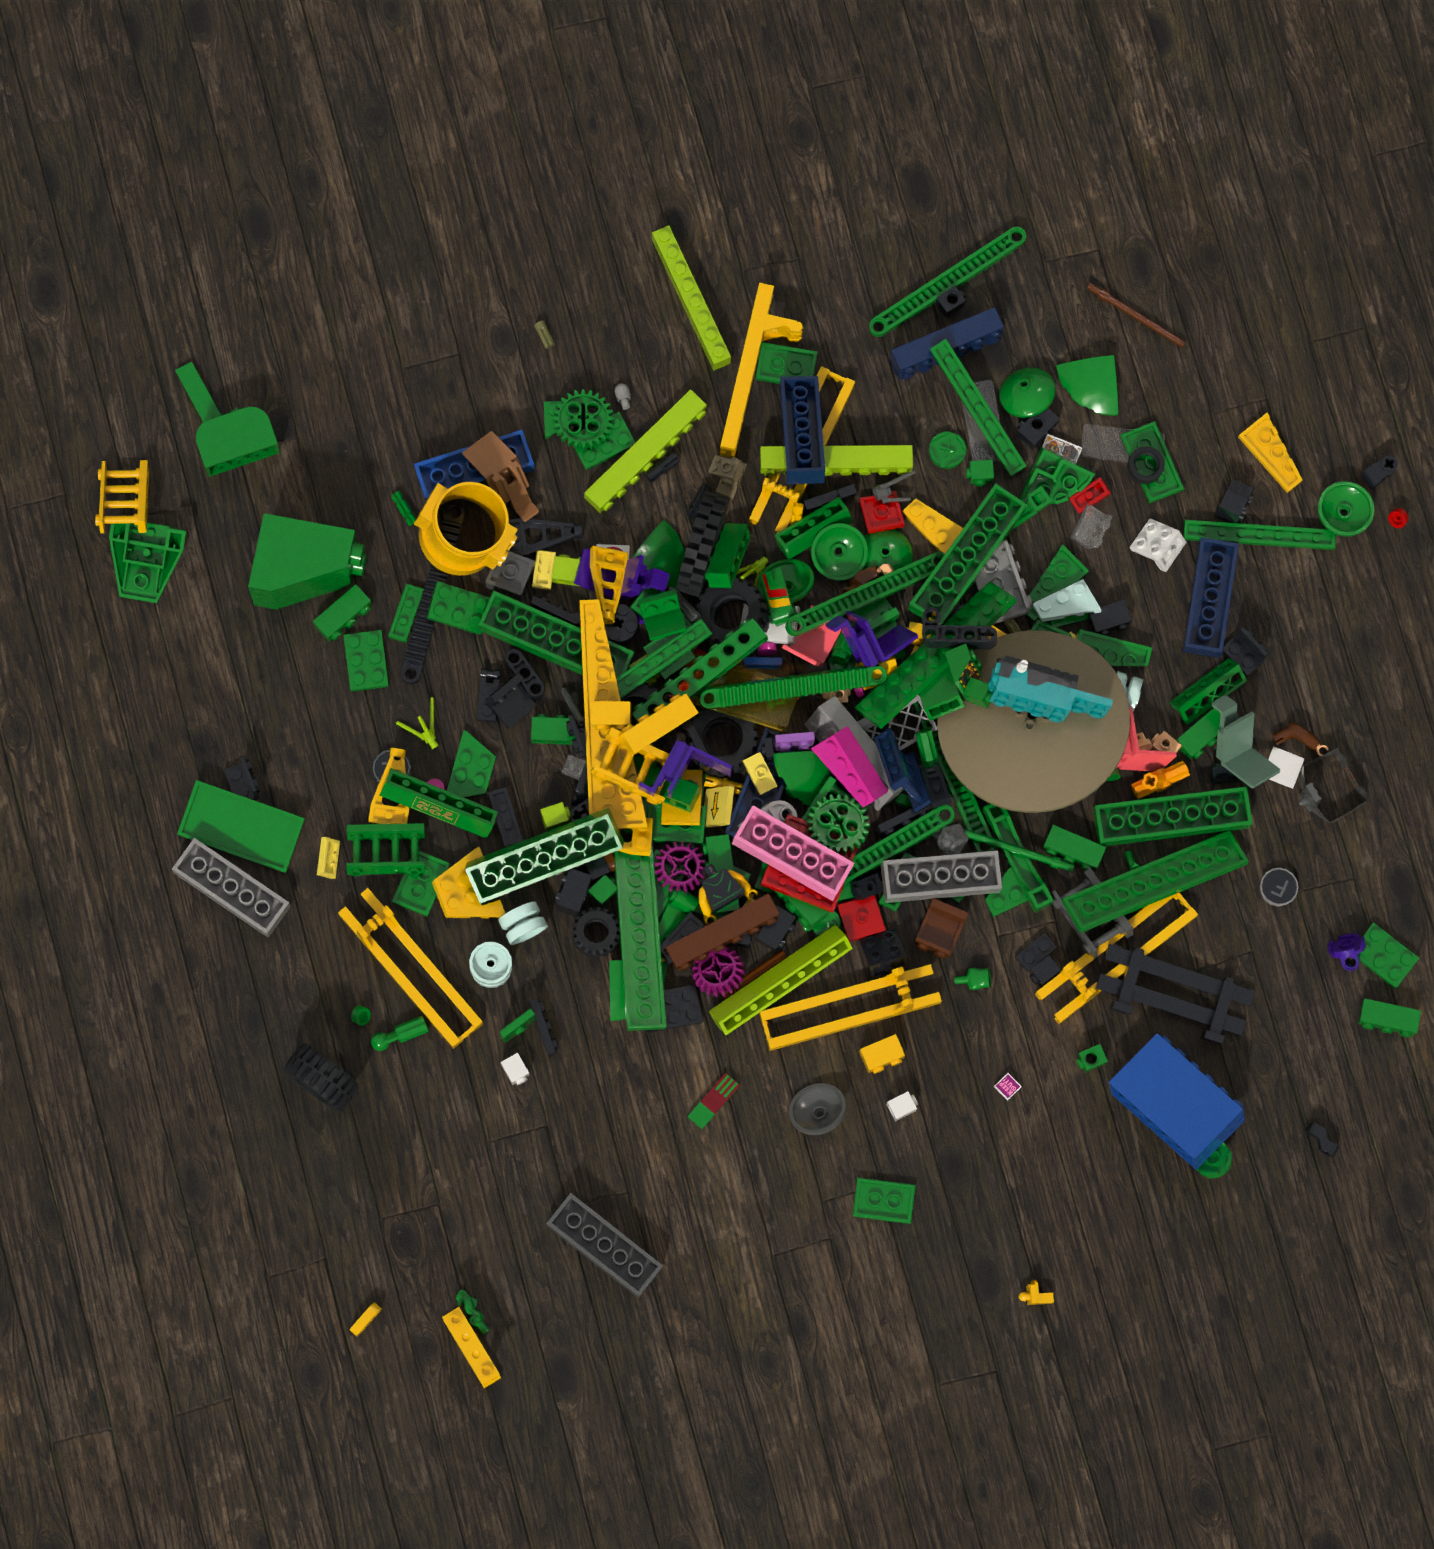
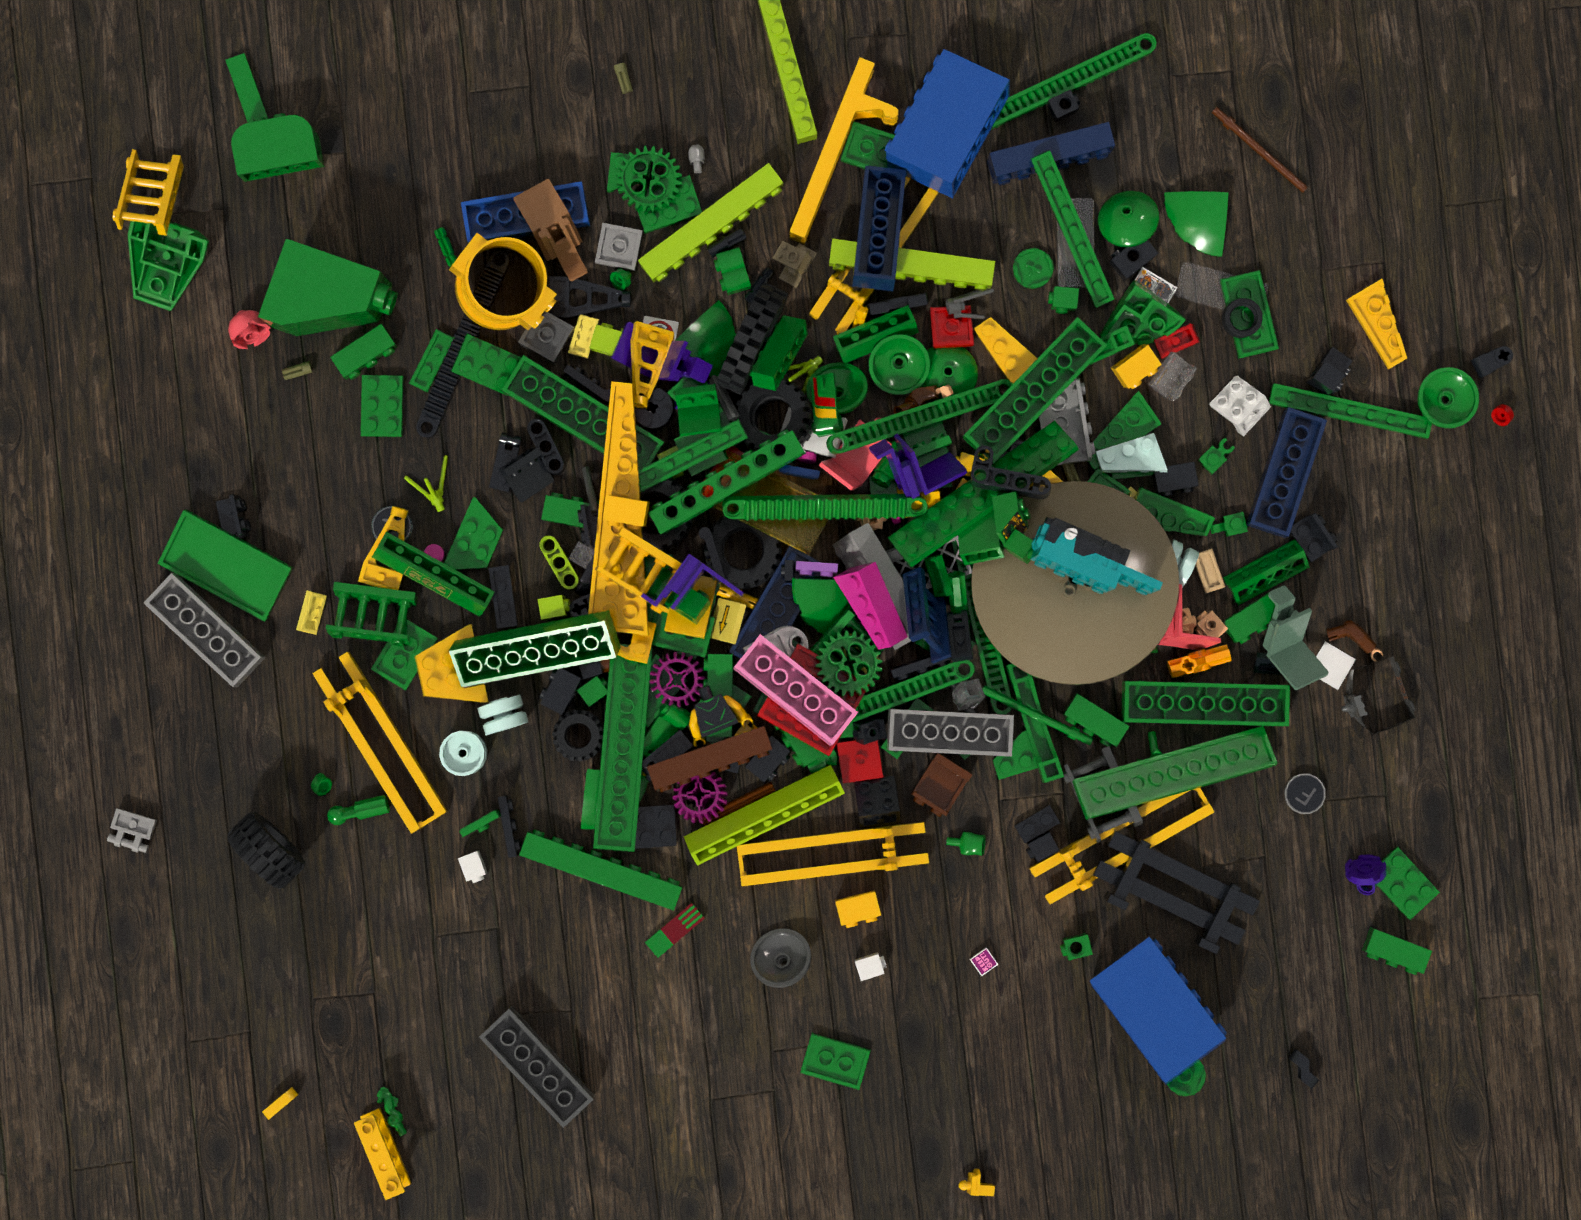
camera: 15 degrees right, 10 degrees up
(189, 1079) = (133, 824): none -> light grey plate
(232, 607) = (248, 329): none -> coral cylinder
(282, 639) = (297, 370): none -> olive piece
(555, 787) = (552, 555): none -> lime beam
(563, 485) = (618, 246): none -> light grey plate
(570, 513) = (620, 279): none -> green tile
(635, 1054) = (601, 870): none -> green brick
(657, 725) = (672, 532): yellow brick -> none
(672, 491) = (733, 271): none -> green brick
(759, 773) = (775, 595): light yellow plate -> none
(848, 329) = (947, 122): none -> blue brick
(907, 735) = (938, 576): none -> green tile
(1056, 523) = (1136, 366): none -> yellow brick
(1142, 595) = (1214, 458): none -> green plate
(1155, 698) = (1209, 571): none -> tan tile
(1168, 652) = (1231, 524): none -> green plate

